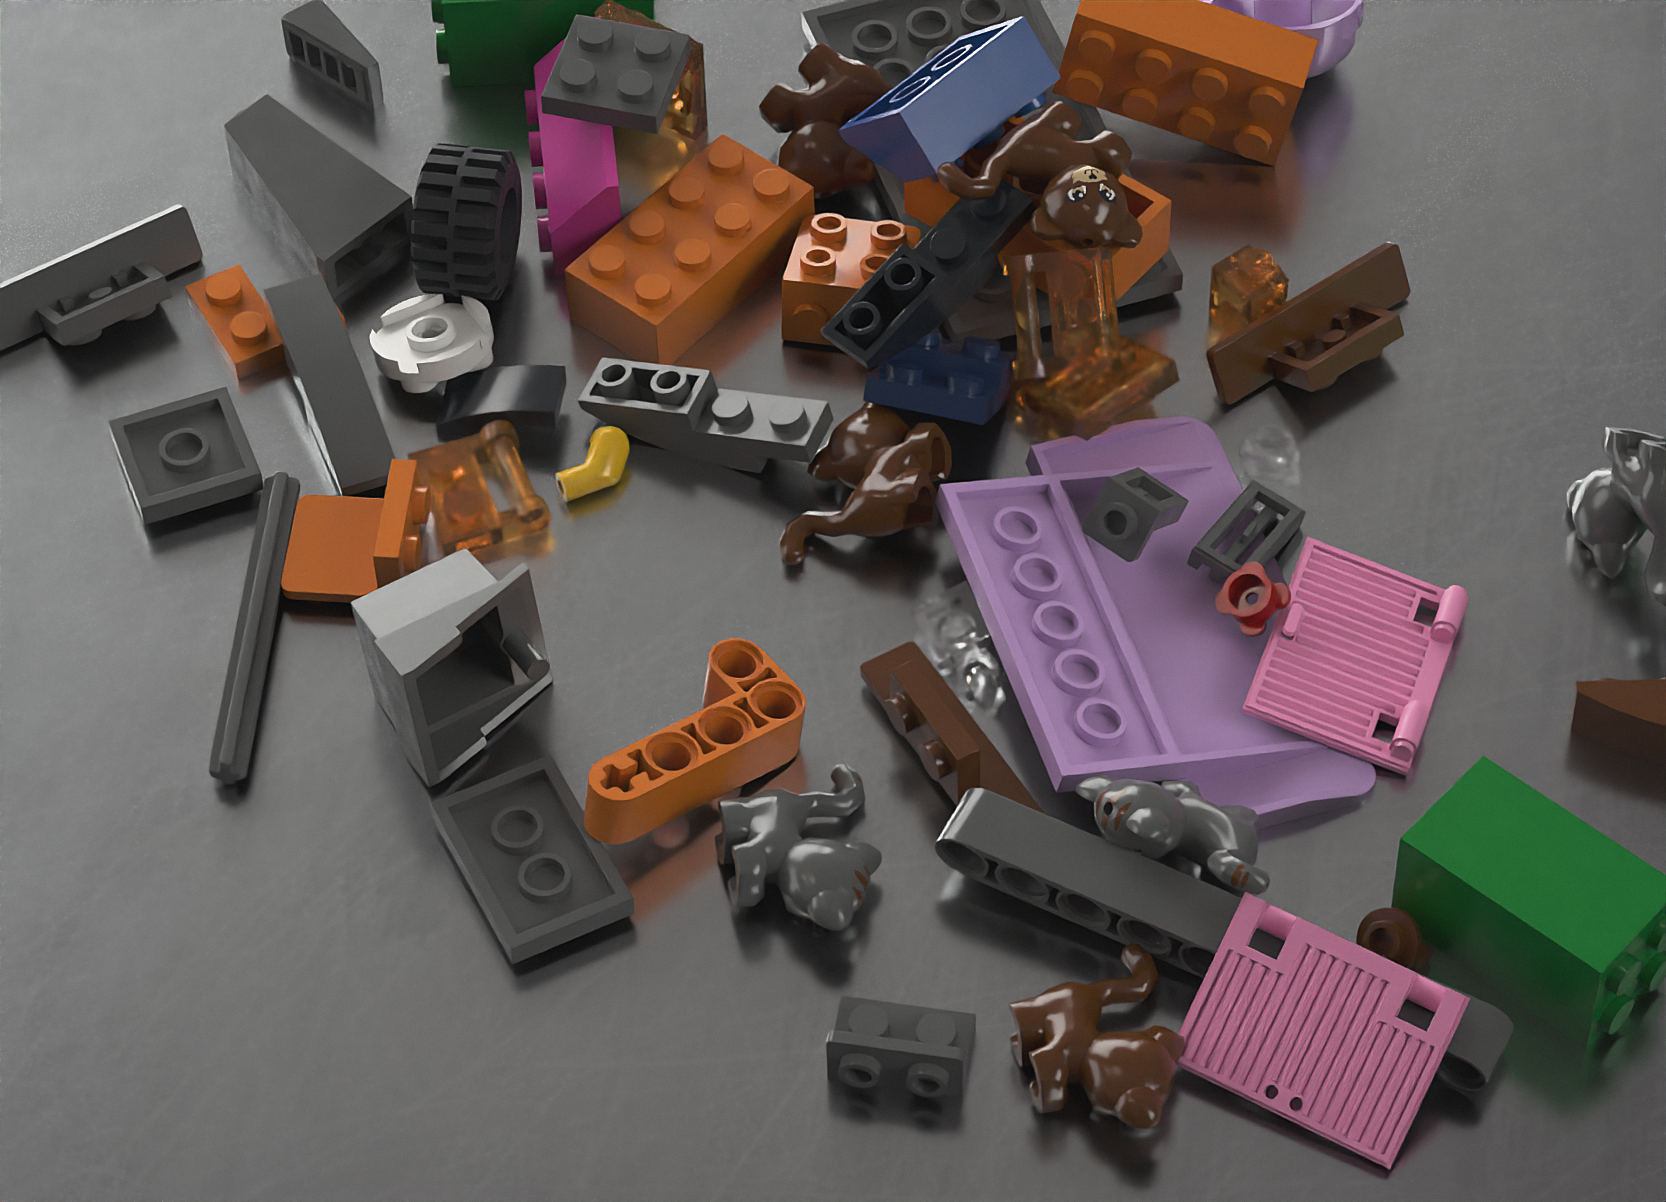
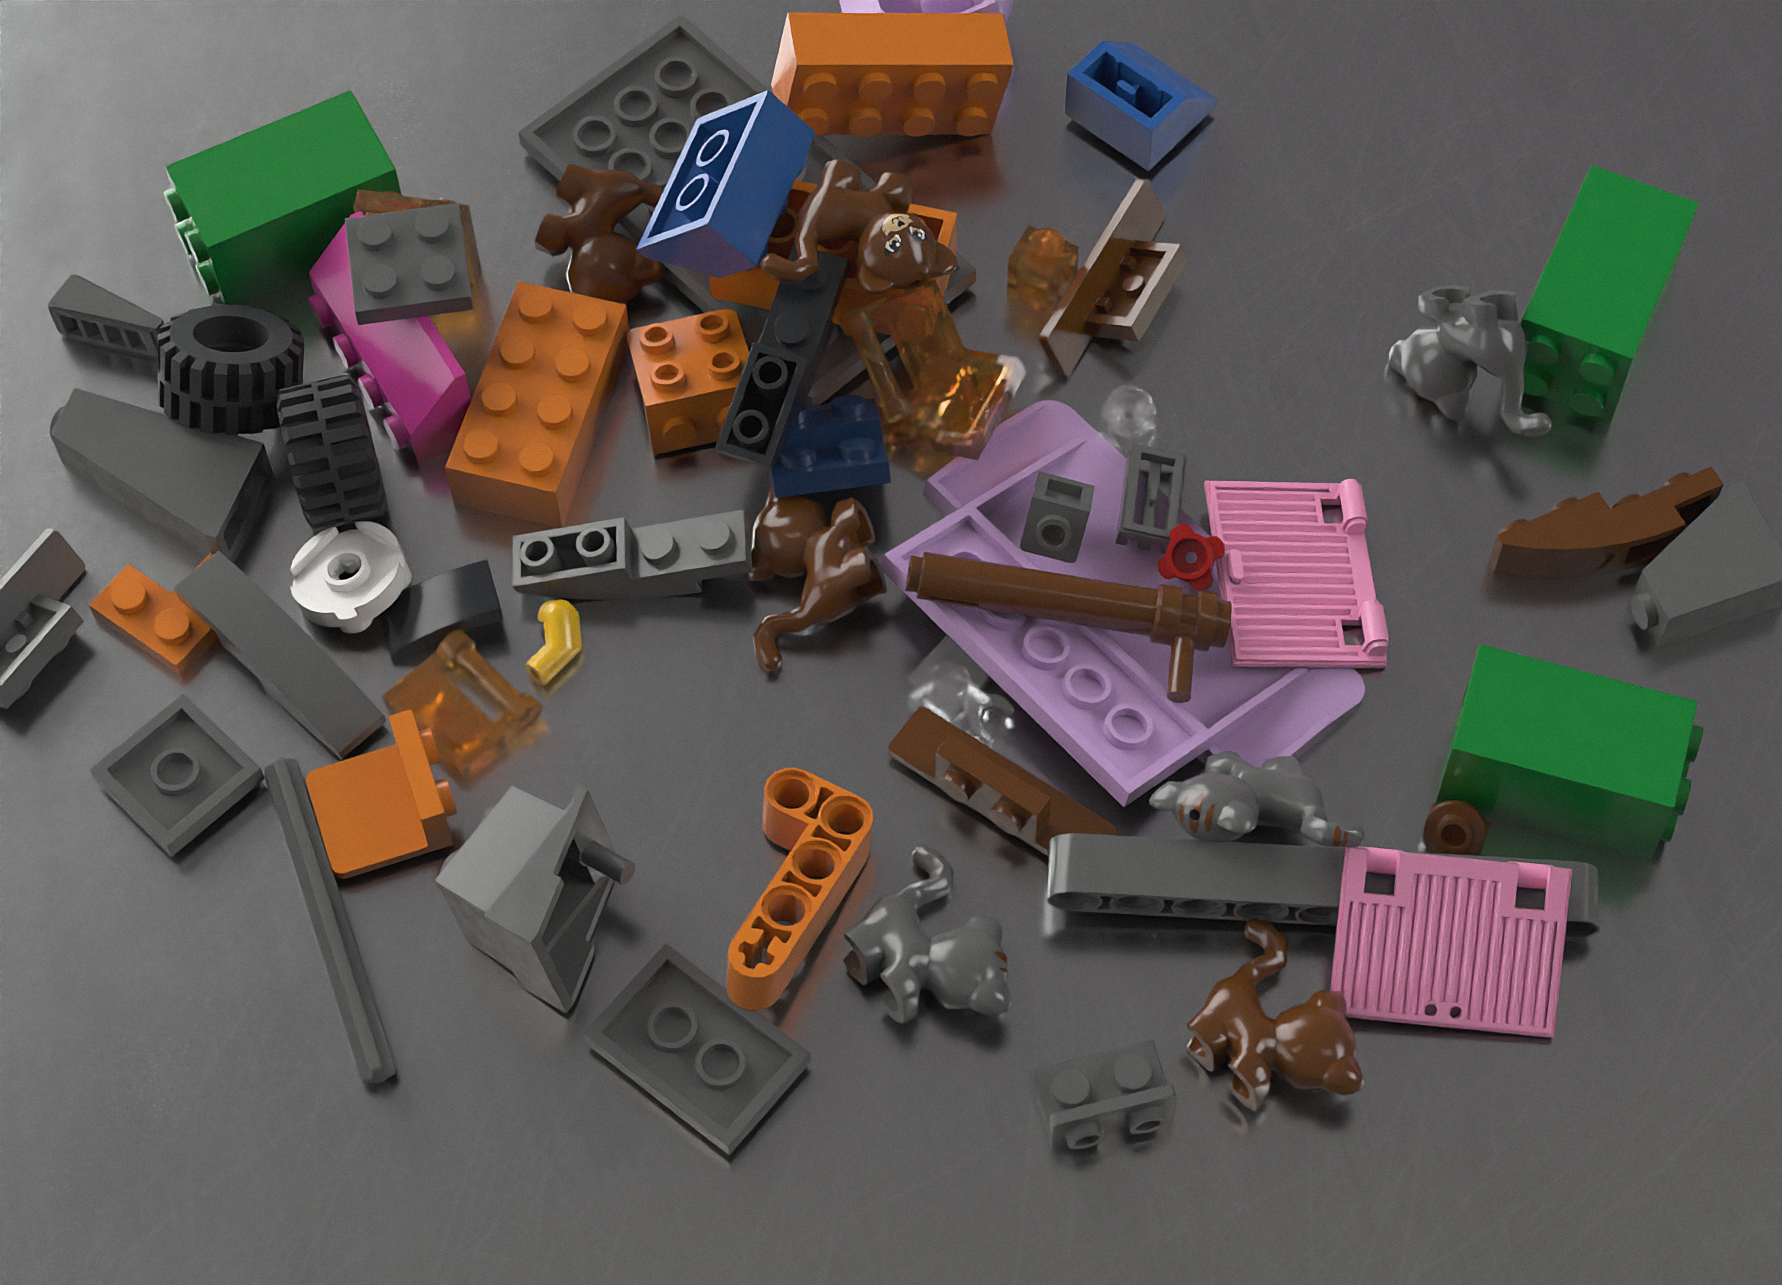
camera: 25 degrees left, 10 degrees up
(405, 108) = (226, 367): none -> black tyre
(1186, 631) = (1161, 613): none -> reddish brown cylinder
(1429, 173) = (1134, 101): none -> blue slope

